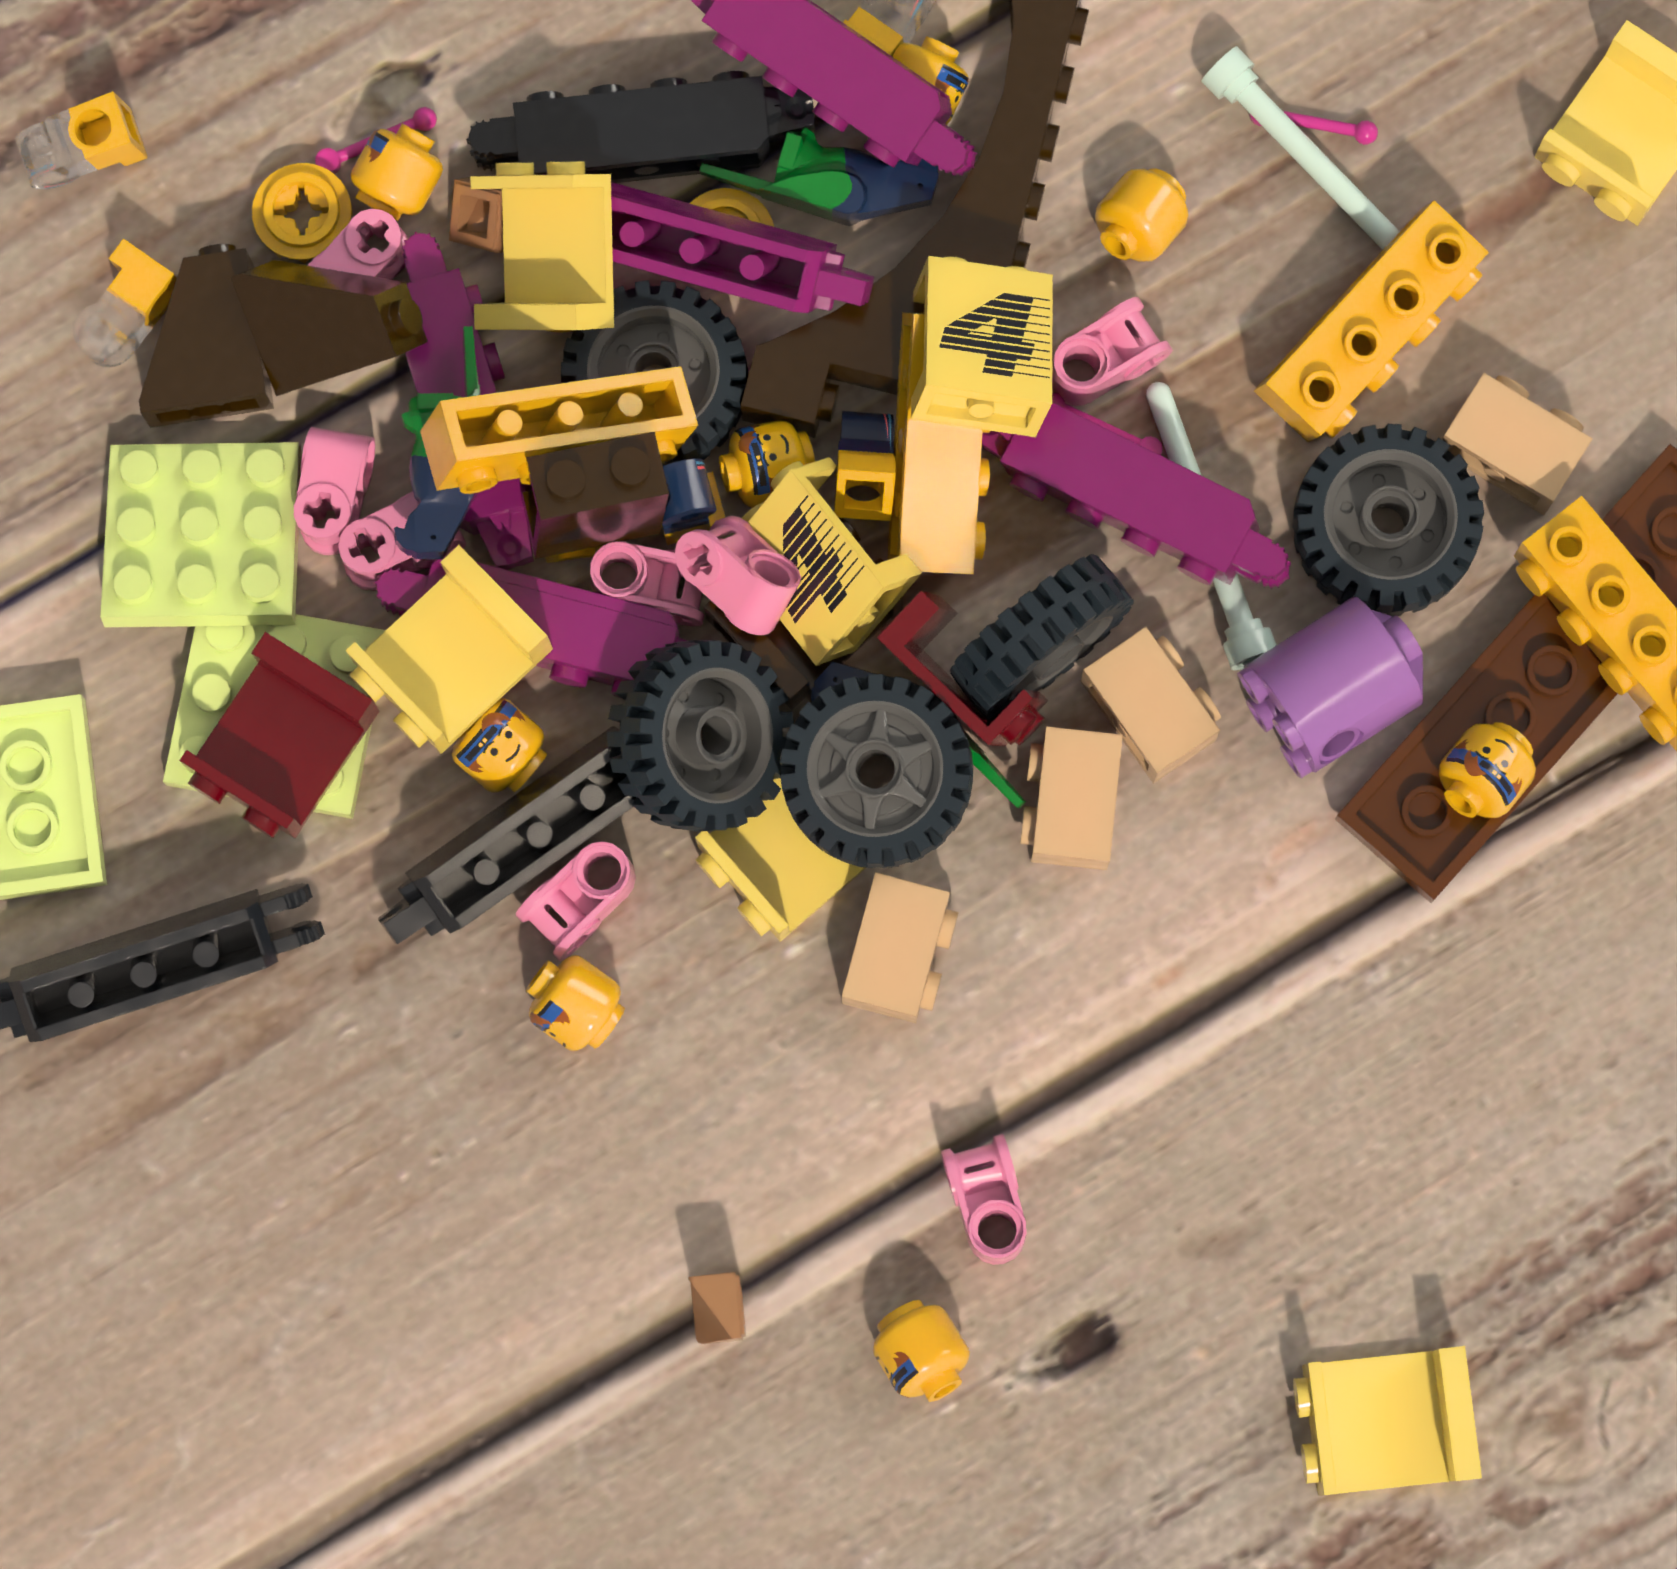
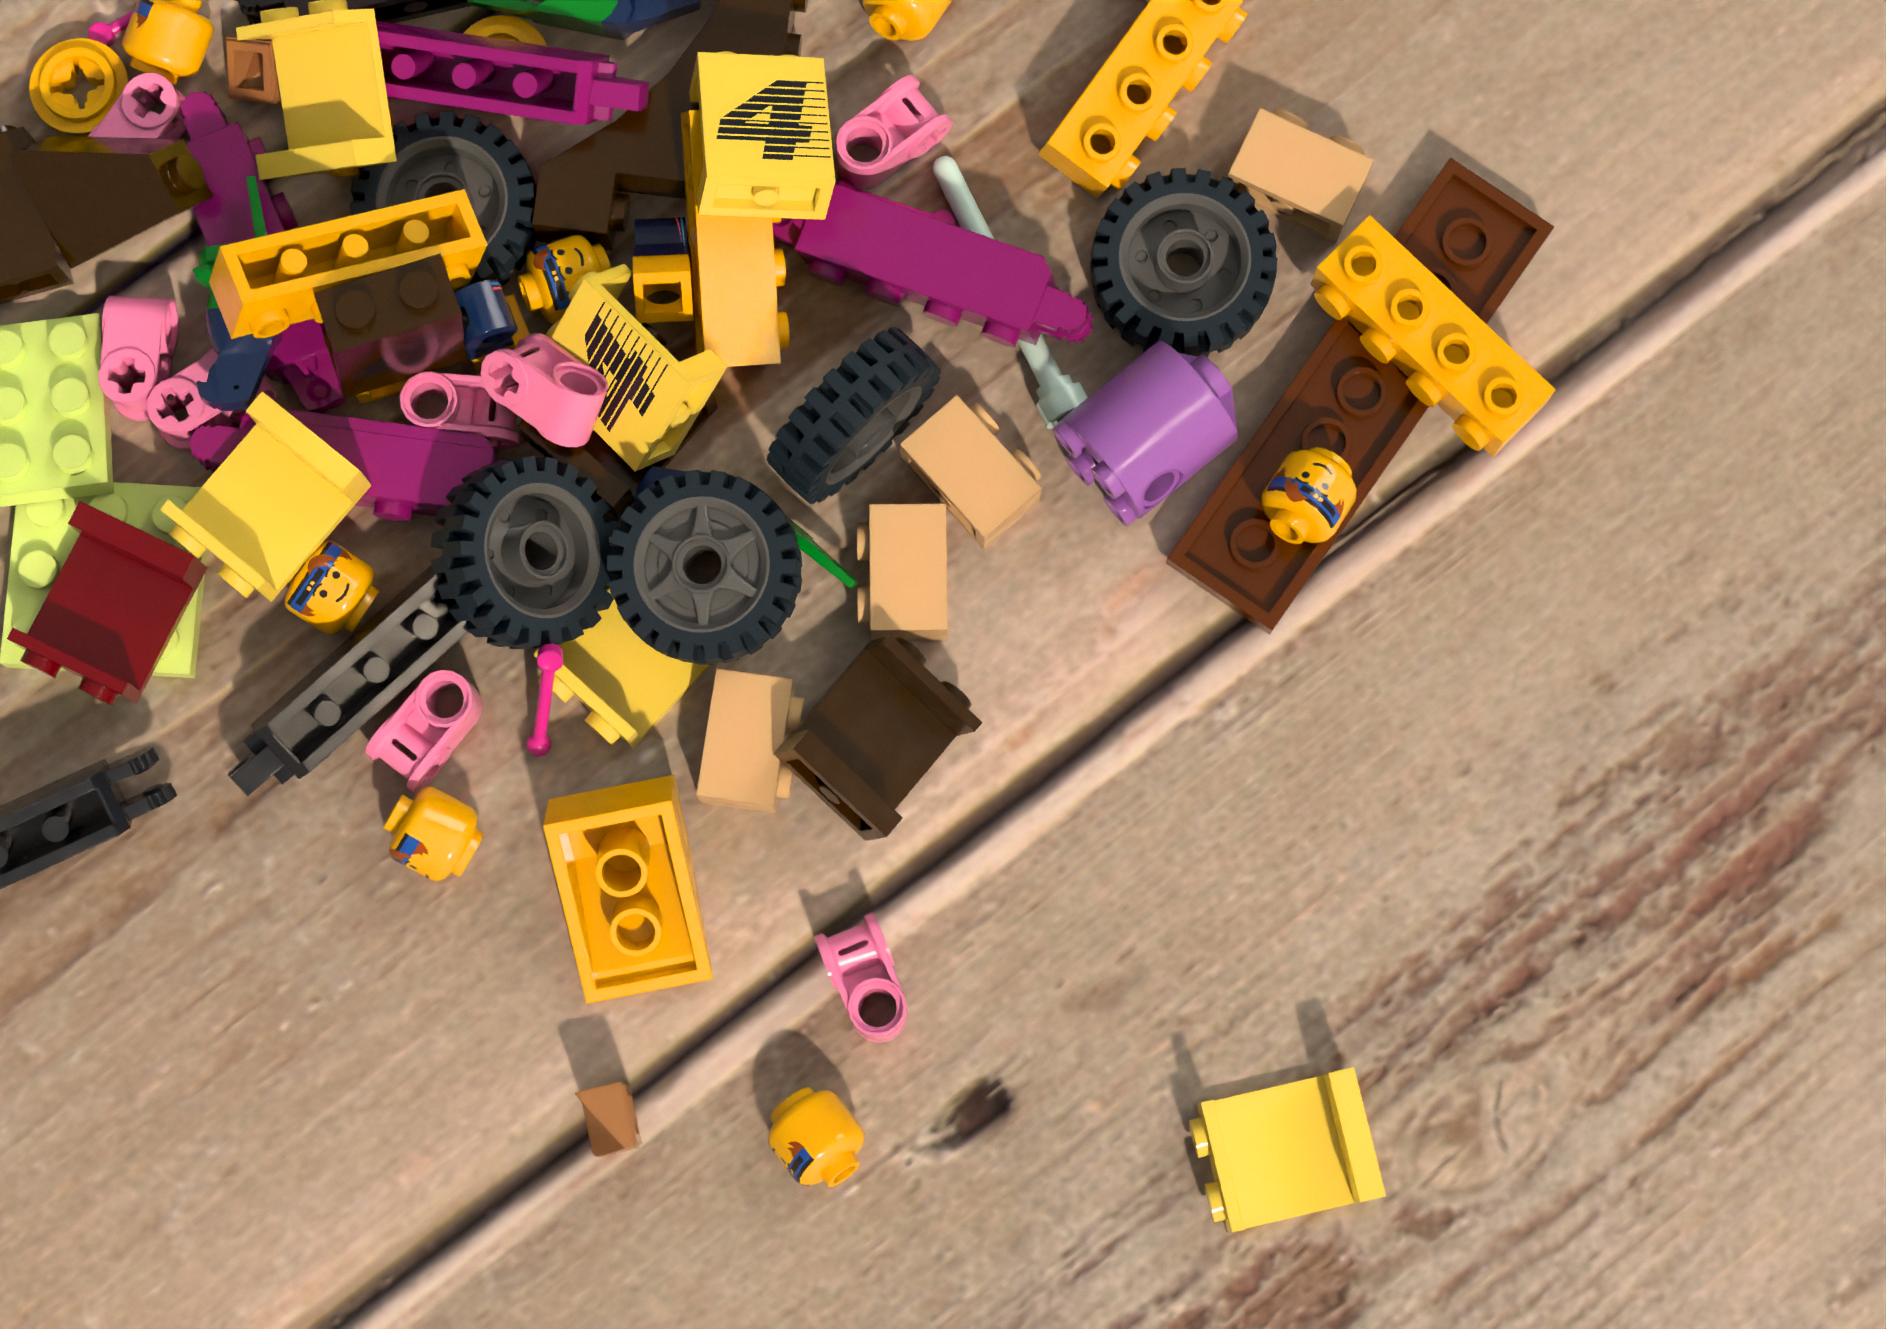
camera: 10 degrees left, 0 degrees up
(711, 845) = (549, 660): none -> dark pink hinge
(762, 1081) = (628, 888): none -> yellow slope
(907, 640) = (727, 427): dark red panel -> none
(1027, 957) = (876, 734): none -> dark brown panel

